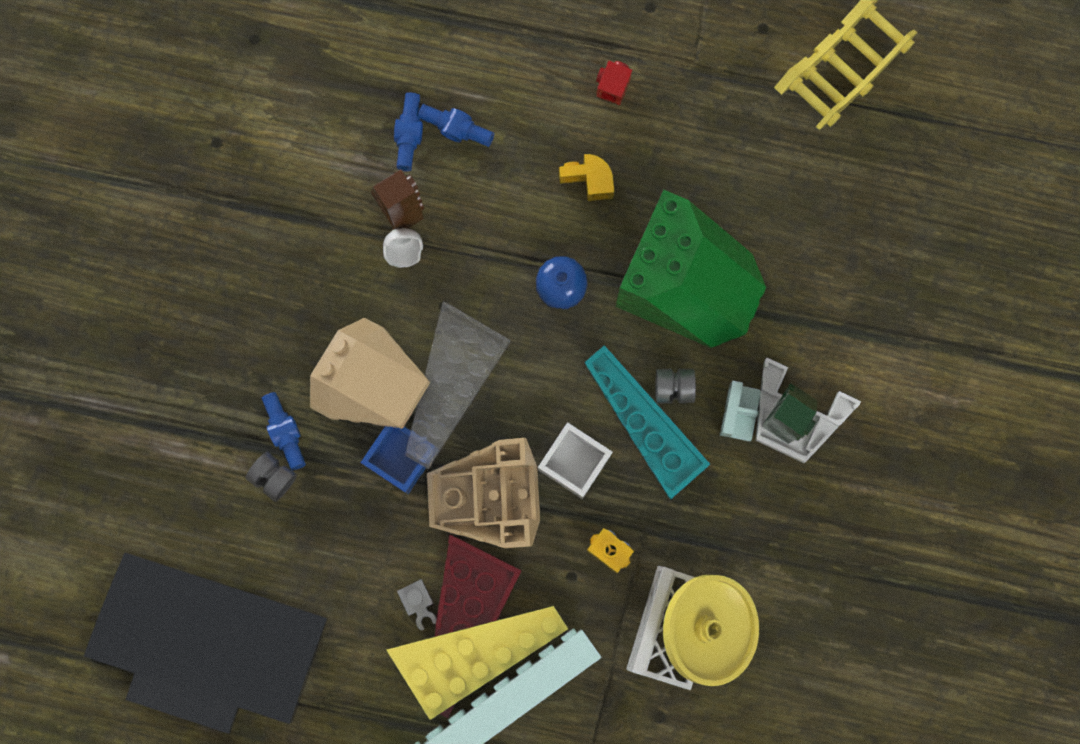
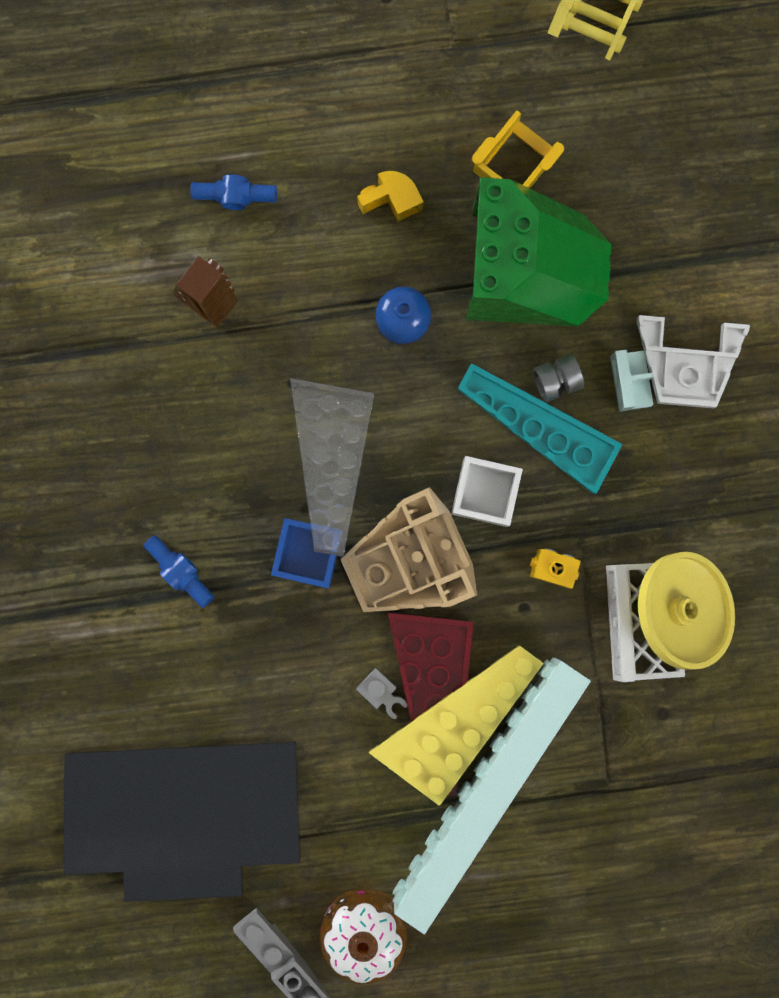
camera: 25 degrees left, 5 degrees up
(271, 476) = (184, 622): flat silver wheel -> none
(366, 378) = (243, 486): tan wedge -> none
(402, 247) = (228, 338): white hair -> none
(408, 131) = (187, 216): blue pin -> none
(613, 81) = (378, 87): red brick -> none
(691, 166) = (514, 126): none -> yellow piece
(792, 415) = (691, 364): dark green wedge -> none

